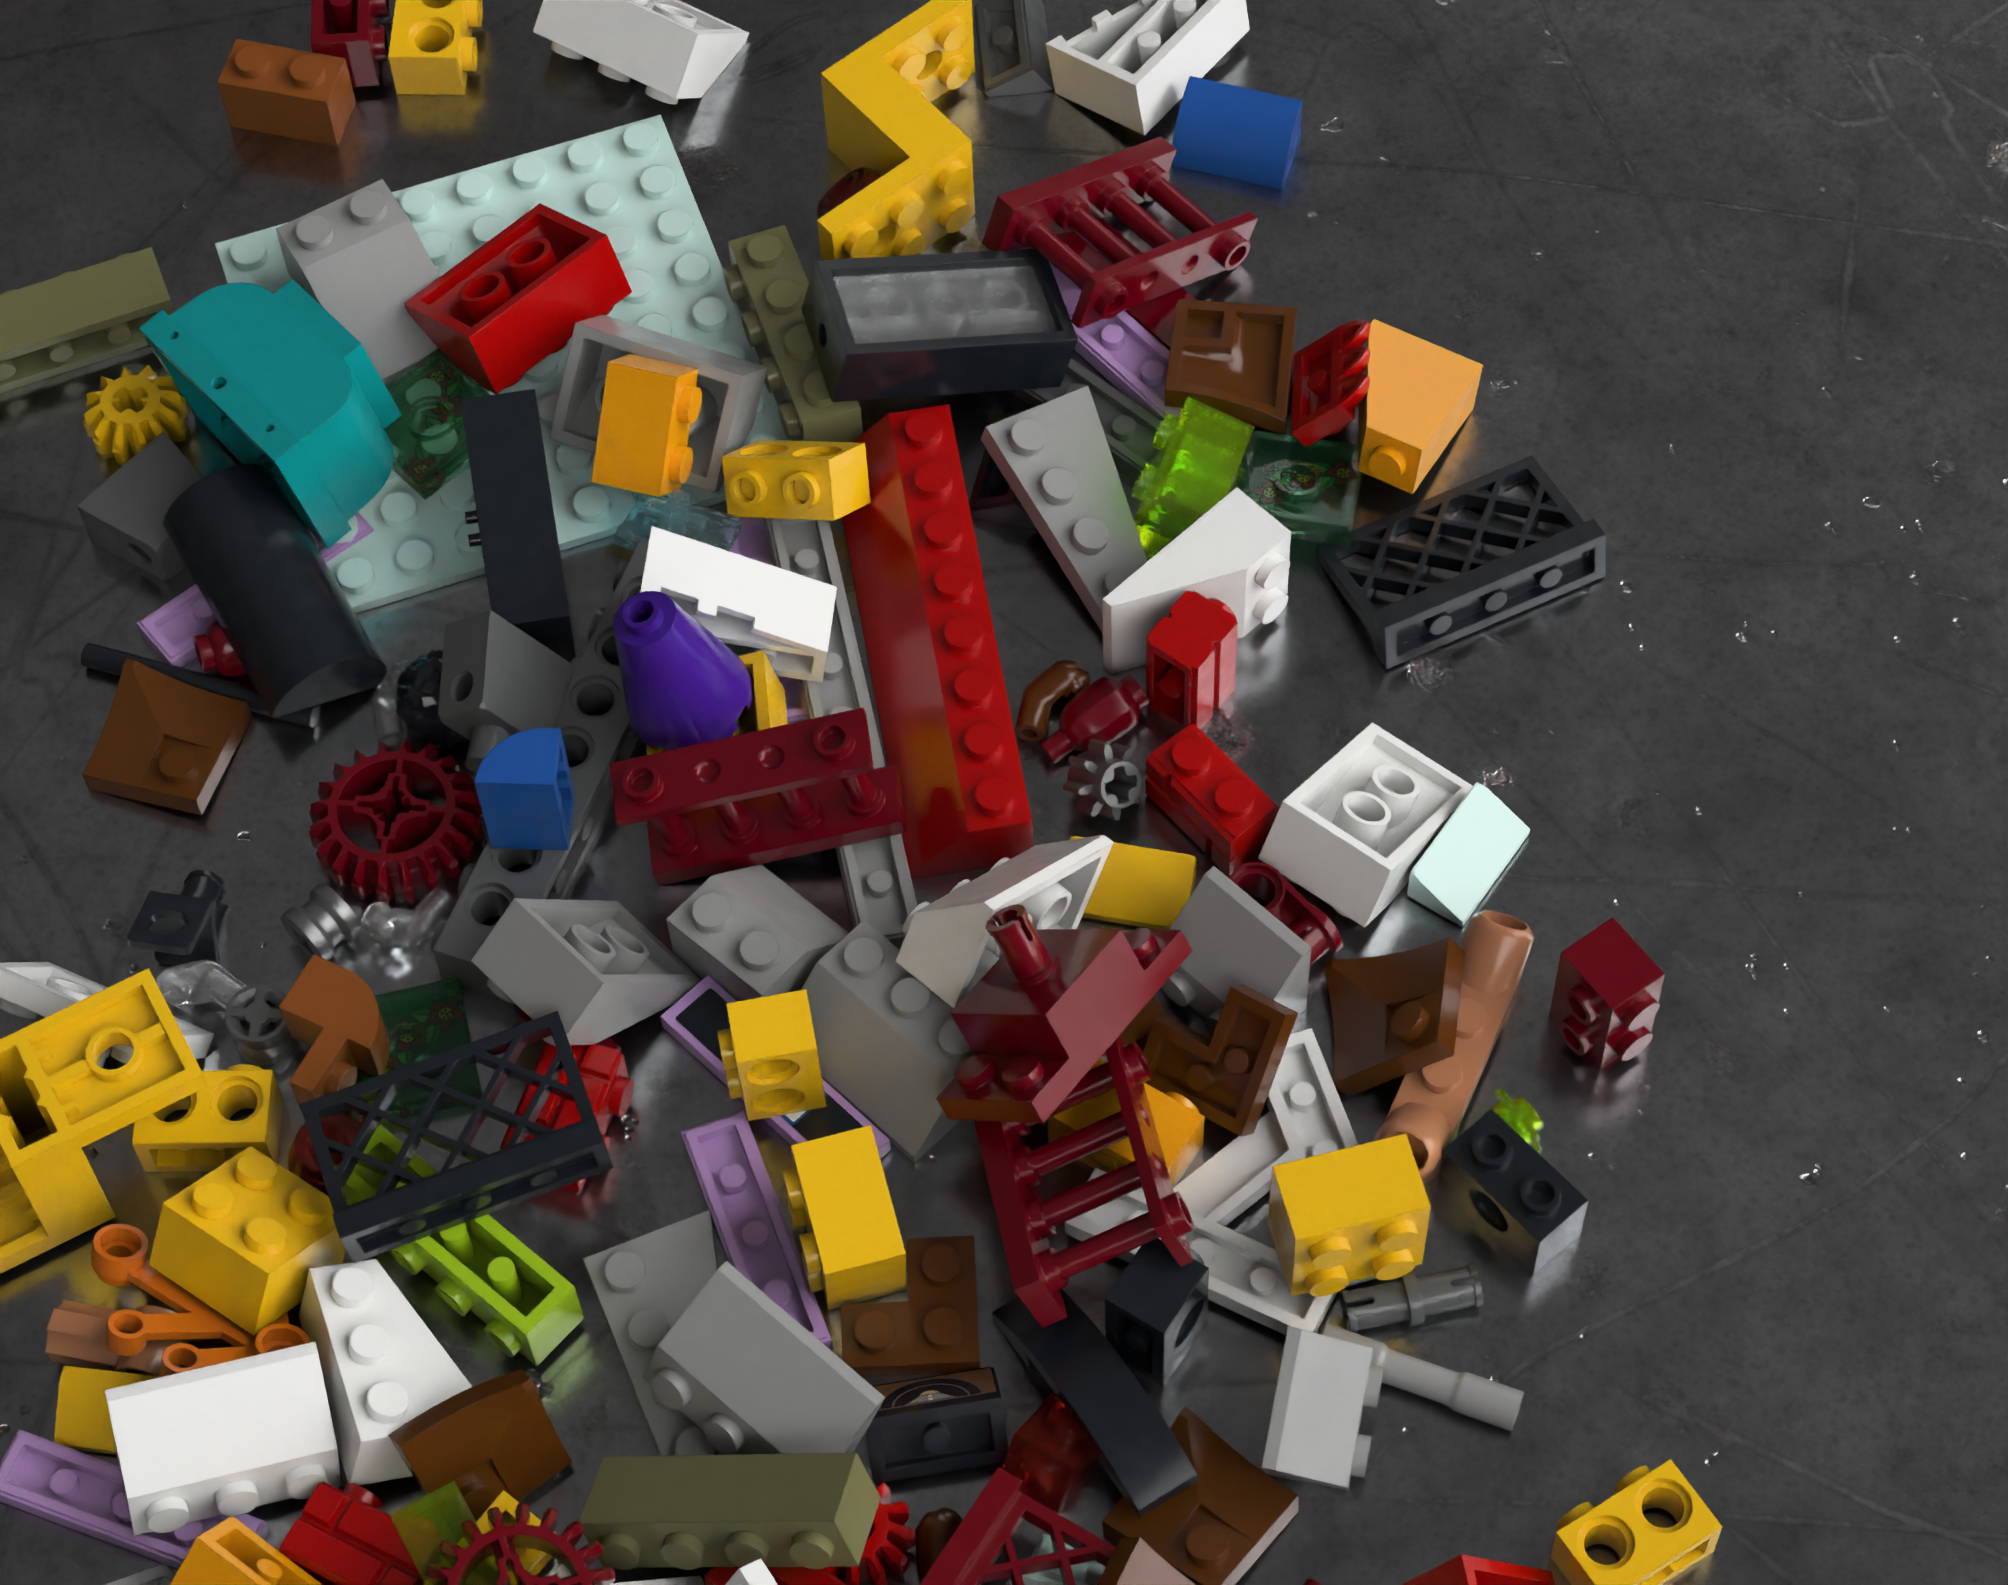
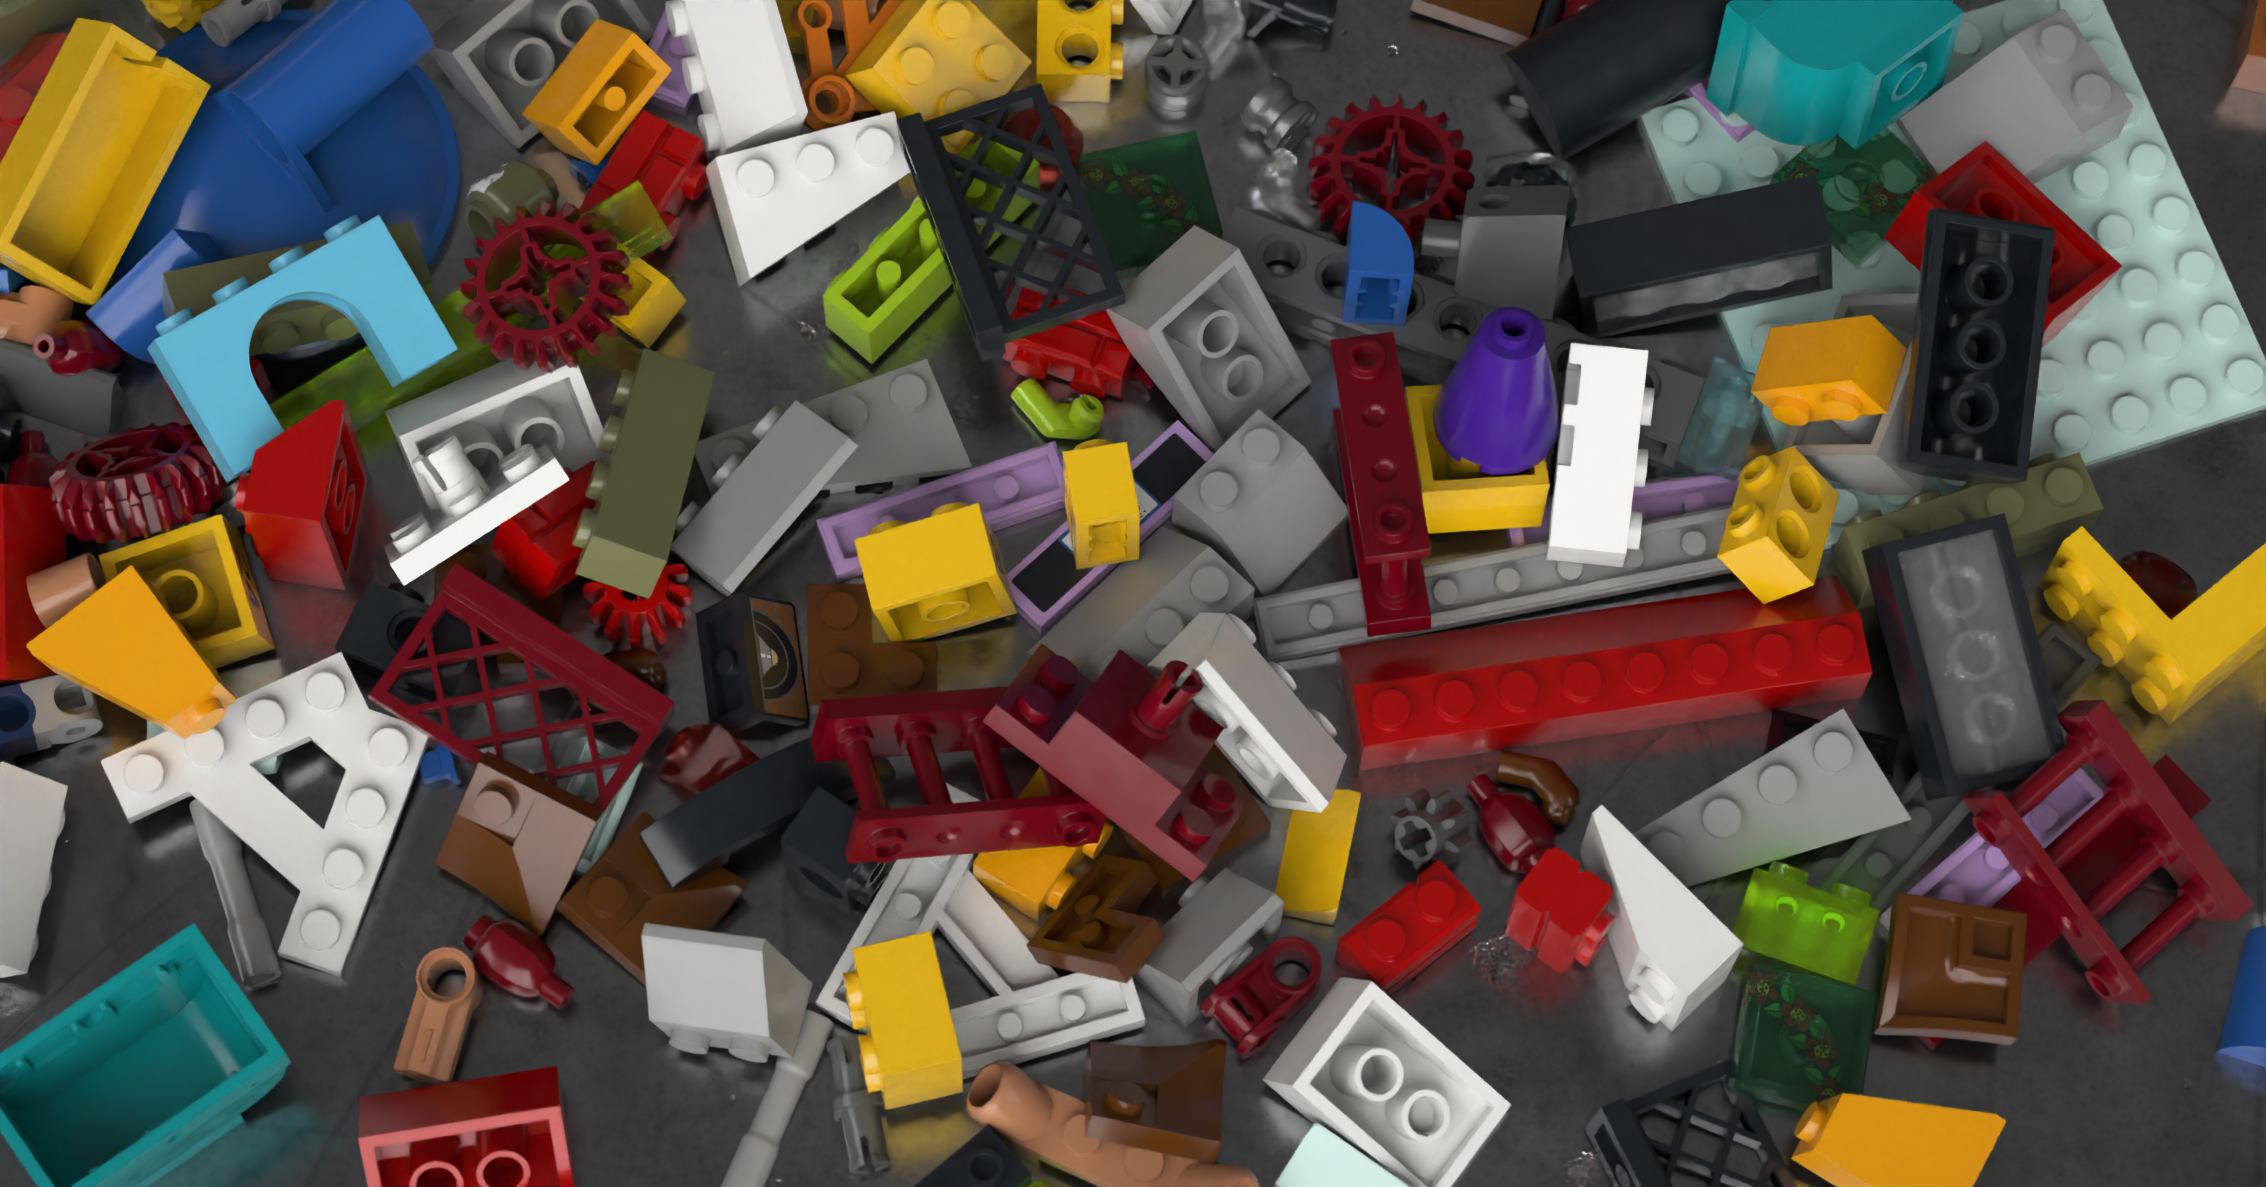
camera: 85 degrees right, 10 degrees up
(341, 1023) = (1151, 141): dark orange brick -> none
(485, 1442) = (721, 269): reddish brown plate -> none
(641, 285) = (1976, 348): none -> black brick
(653, 1130) = (1058, 420): none -> lime arm
(1329, 382) = (1926, 1070): red plate -> none

